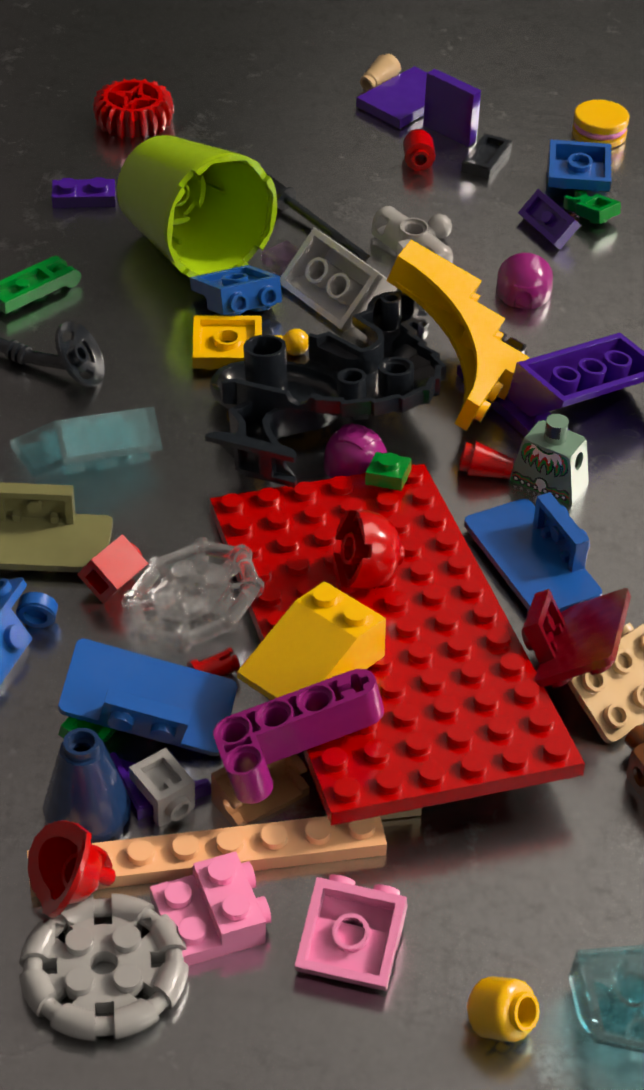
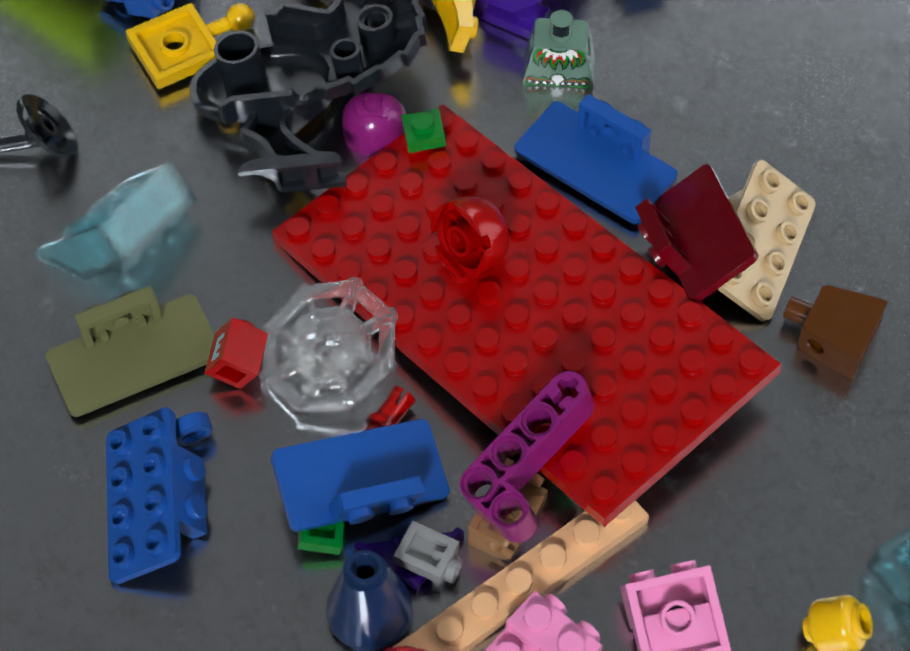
camera: 25 degrees left, 15 degrees up
(315, 641) = (491, 361): yellow slope -> none
(484, 461) = (495, 77): red cone -> none

